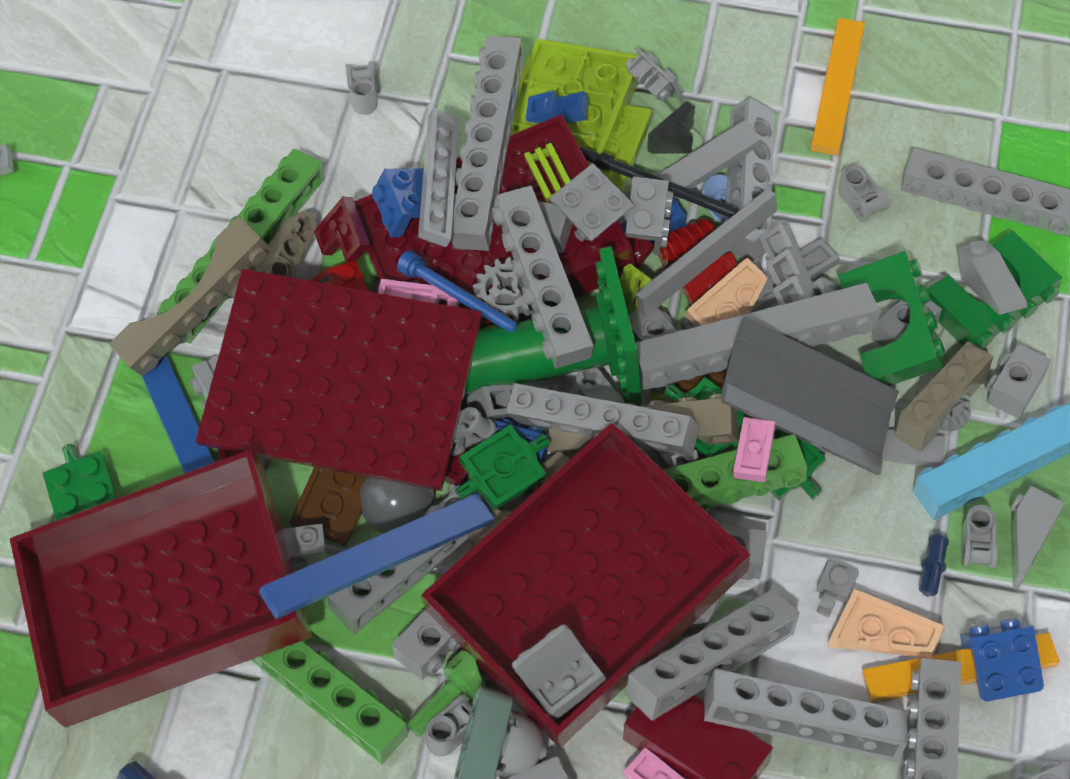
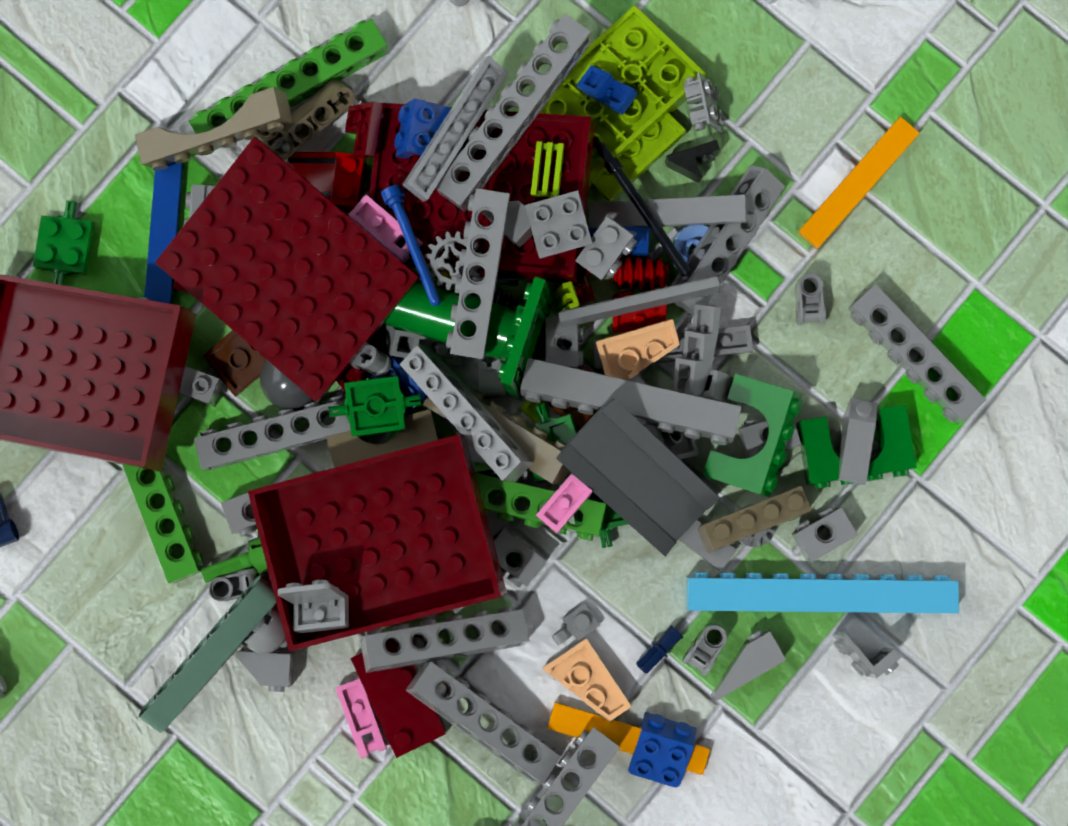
camera: 25 degrees right, 25 degrees up
(375, 556) = (234, 439): blue tile -> none

